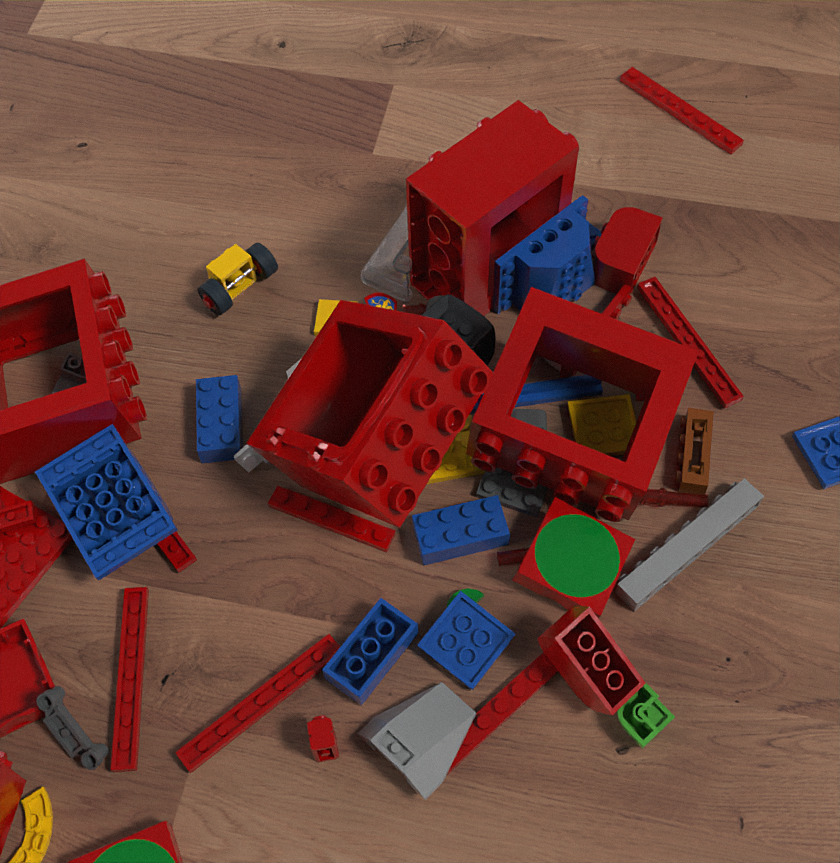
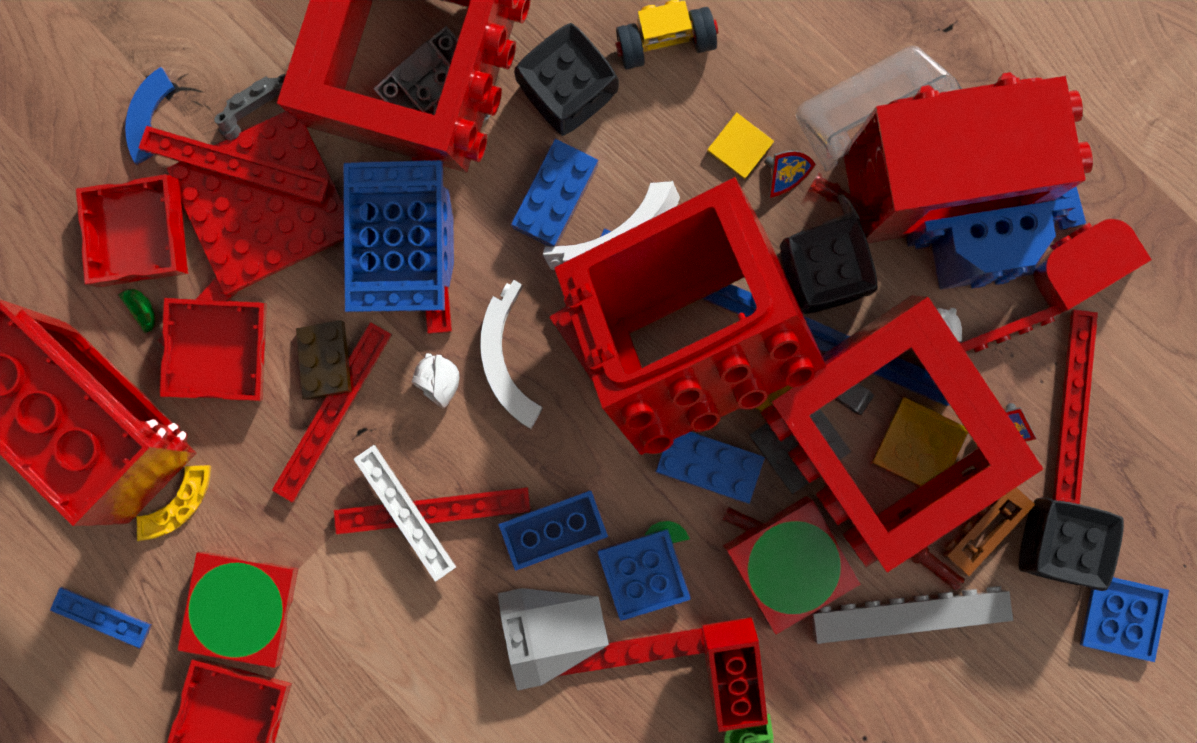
camera: 30 degrees right, 25 degrees up
(68, 730) = (253, 435): dark grey plate -> none
(100, 639) = (323, 360): none -> dark brown plate
(180, 335) = (566, 79): none -> black piece
(204, 597) = (437, 379): none -> white helmet
(239, 713) = (404, 513): none -> white plate
(263, 572) = (493, 361): none -> white arch
(322, 739) = (463, 584): red brick -> none
(759, 416) = (1071, 543): none -> black piece

